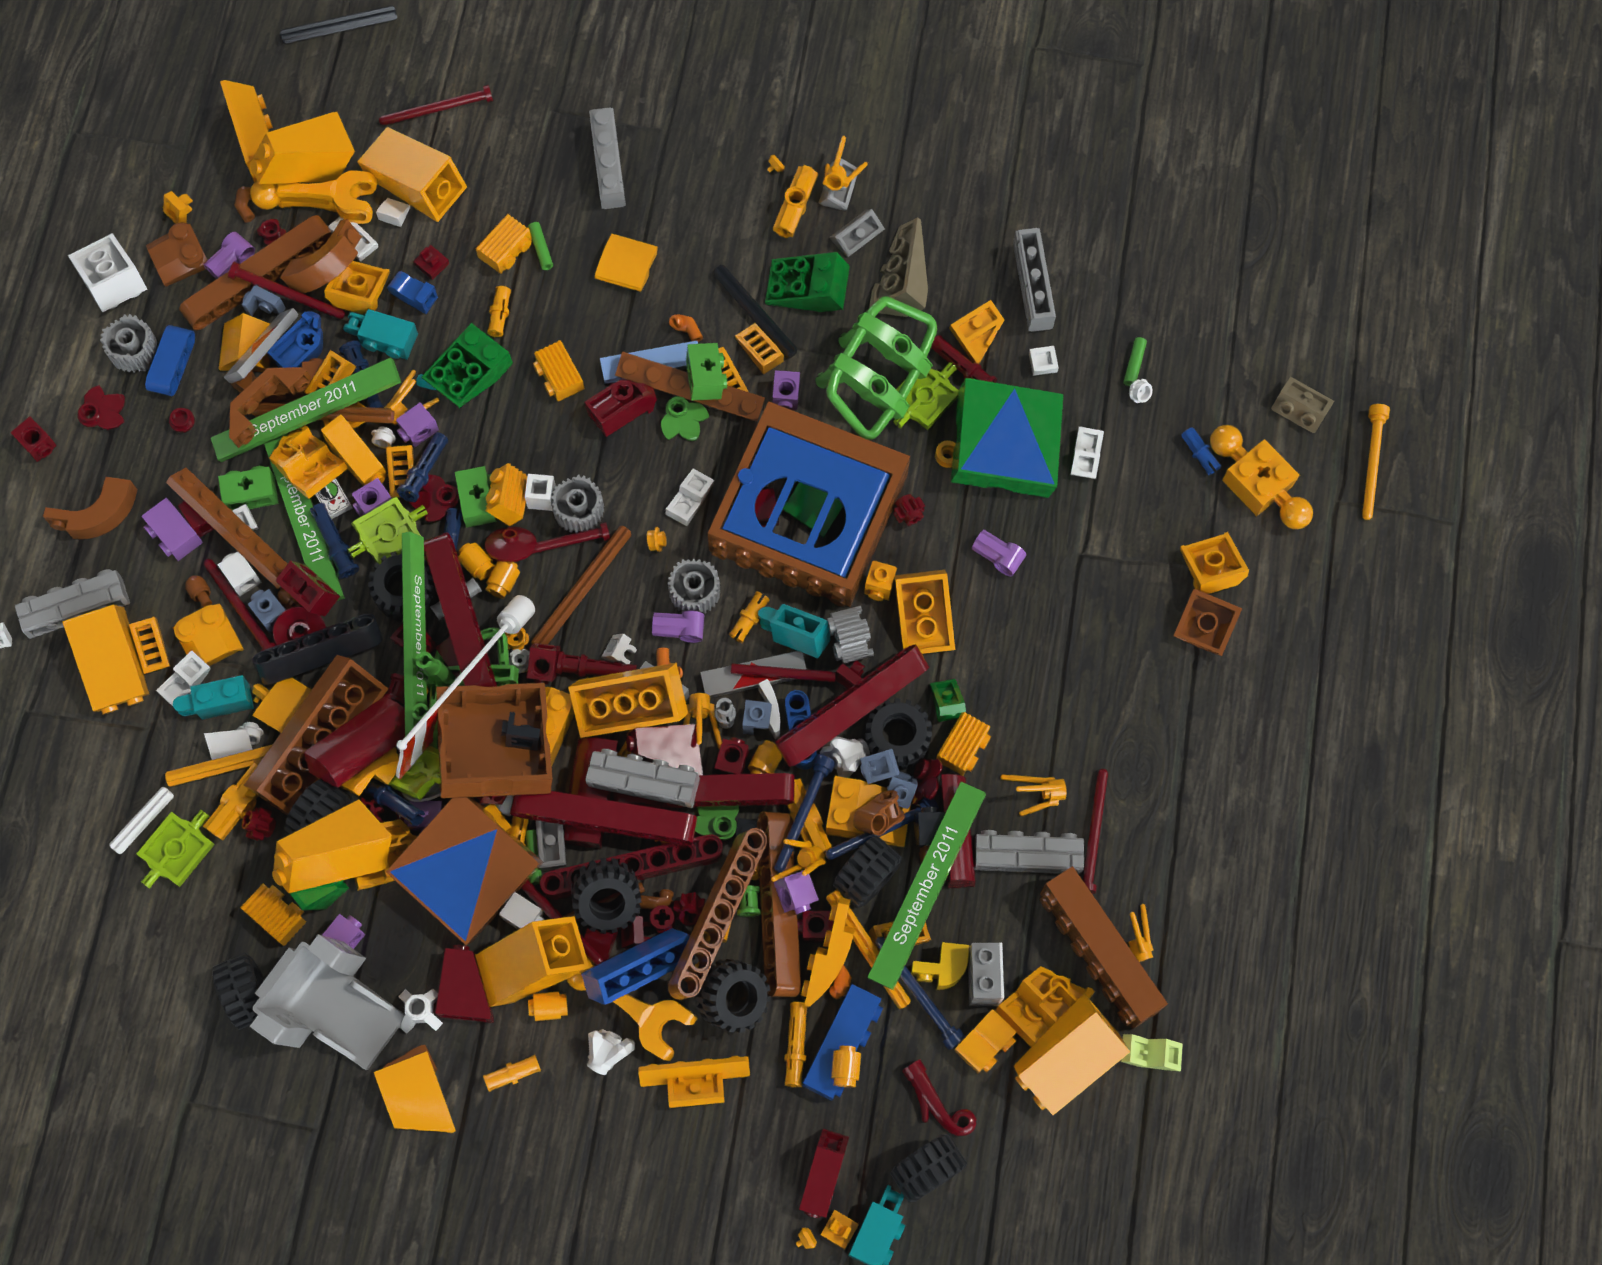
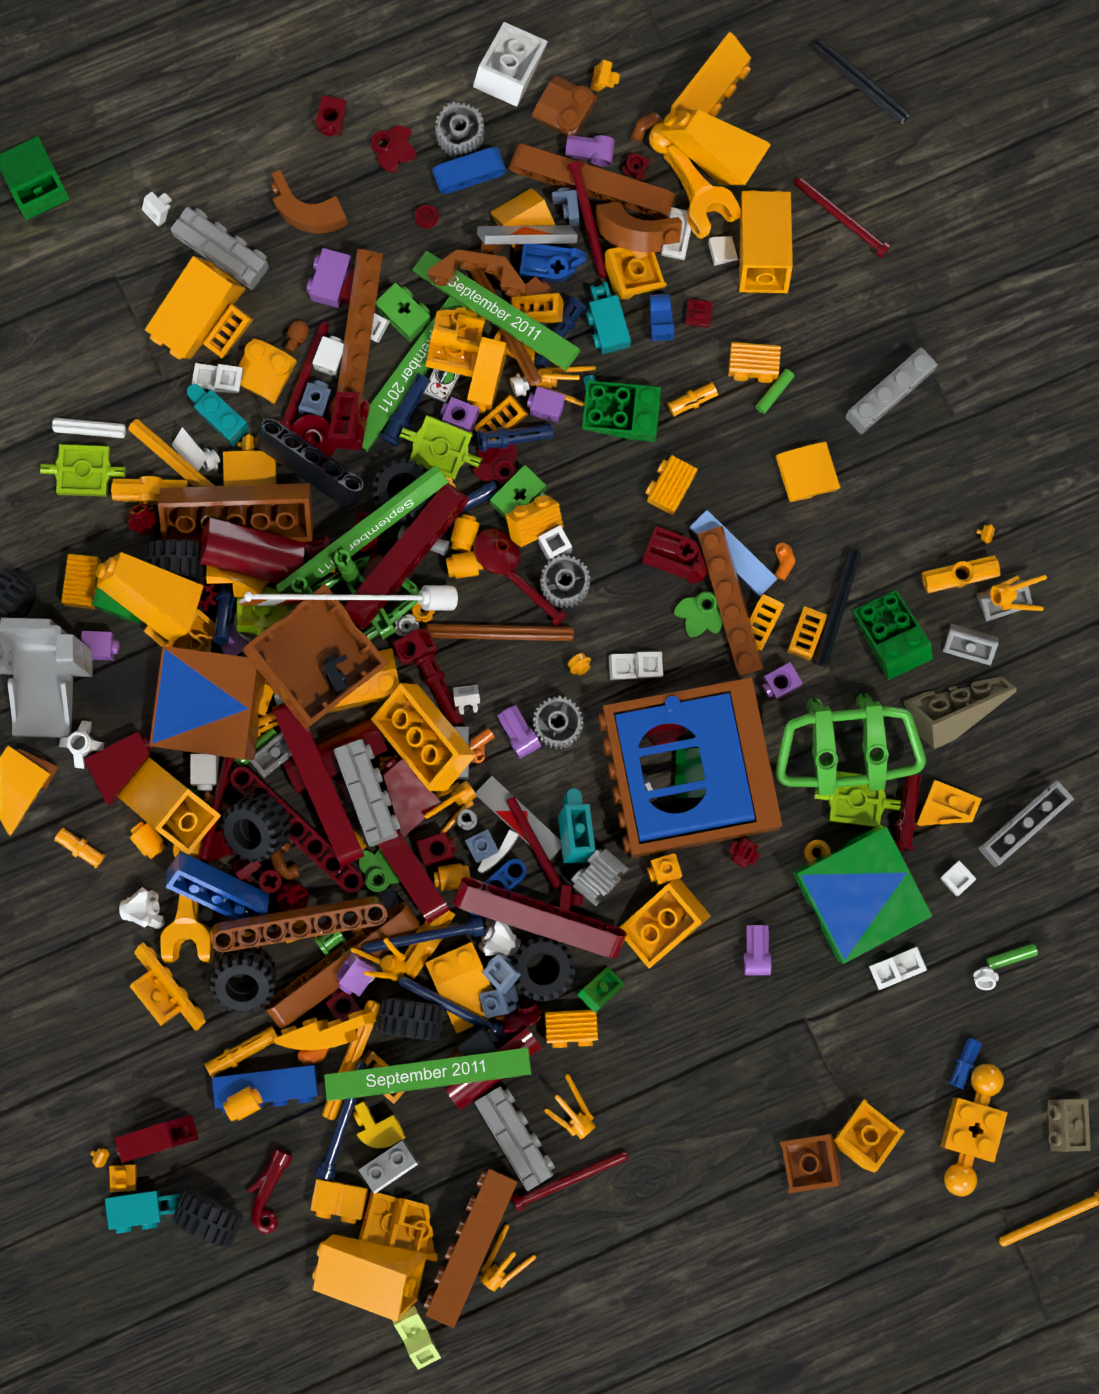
camera: 55 degrees right, 10 degrees up
(705, 371) = (734, 613): bright green brick -> none
(748, 617) = (564, 783): light orange pin -> none
(879, 814) = (460, 1000): dark orange piece -> none

